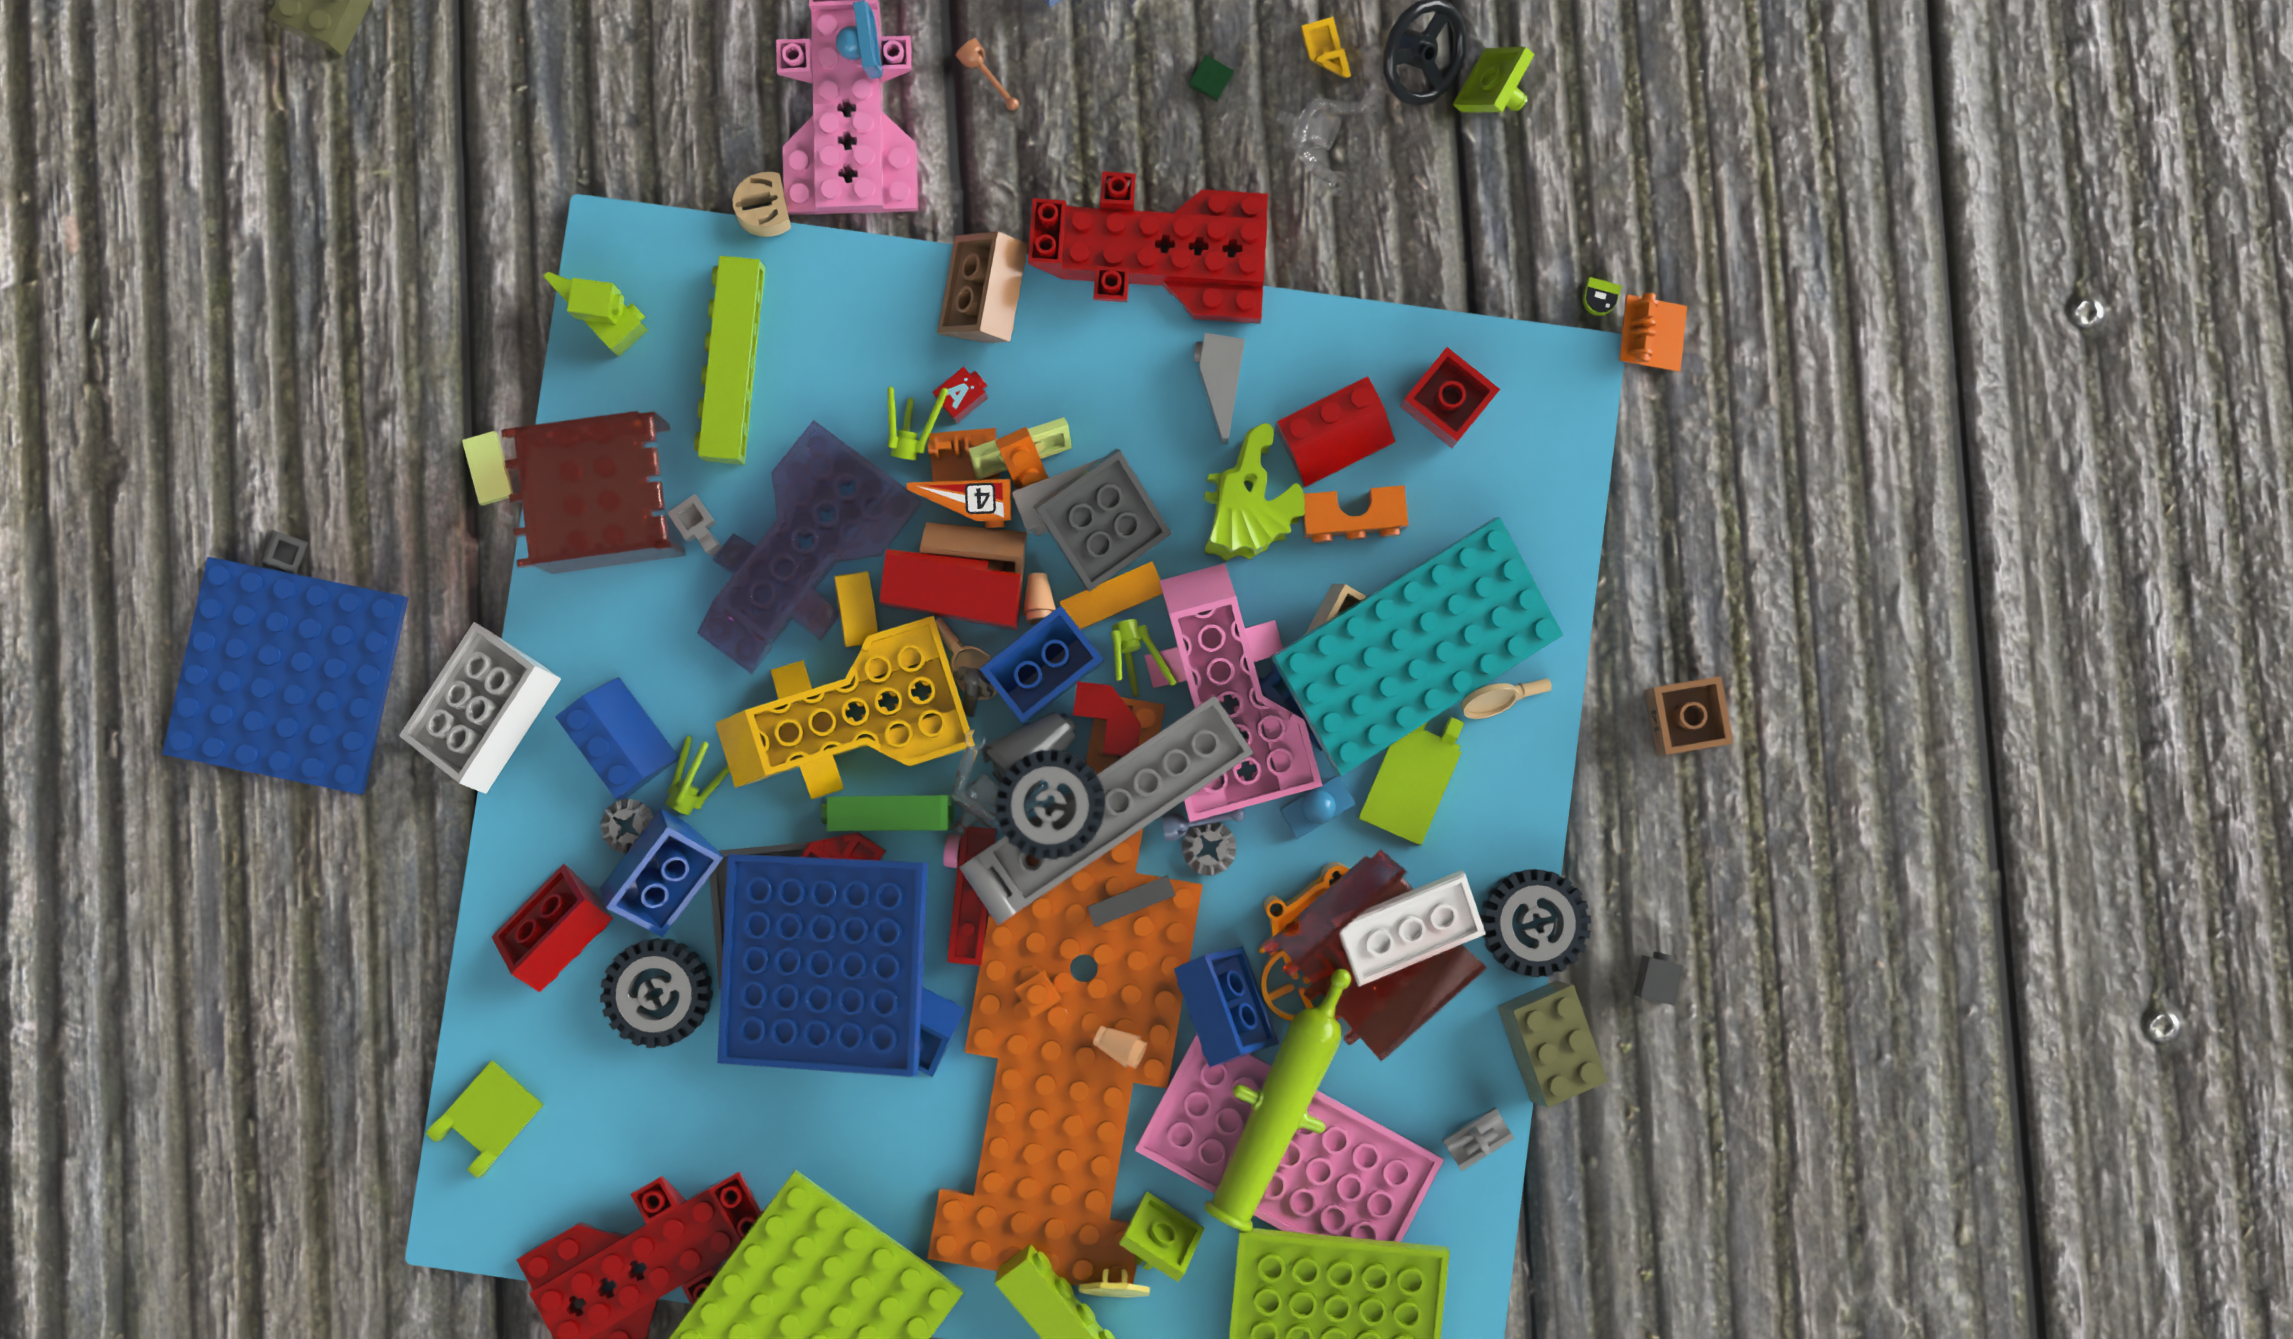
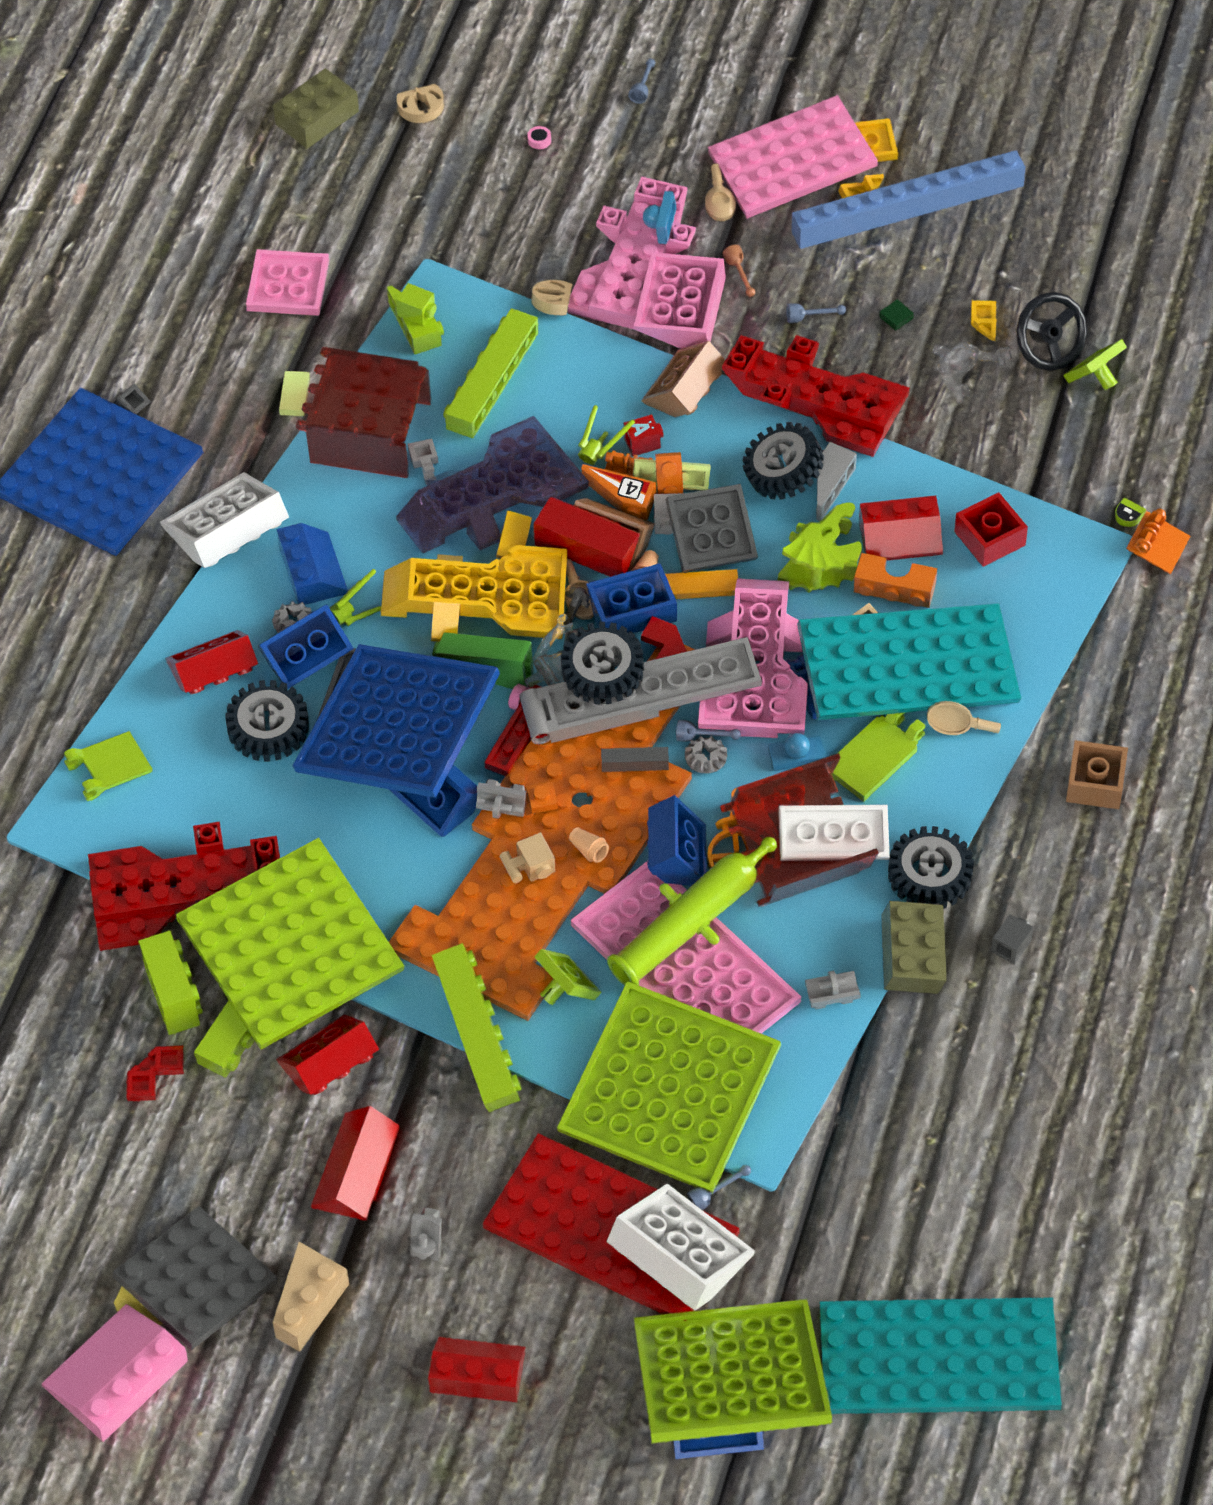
camera: 20 degrees right, 30 degrees down
(407, 295) = (287, 282): none -> bright pink plate
(930, 158) = (680, 298): none -> bright pink slope
(976, 1021) = (501, 799): none -> light grey hips
(1062, 1091) = (532, 856): none -> tan brick
(1083, 119) = (796, 313): none -> sand blue hinge
(1114, 1289) = (517, 997): light yellow piece -> none
(1126, 639) = (700, 605): lime plant -> none
(1181, 377) = (799, 451): none -> black wheel

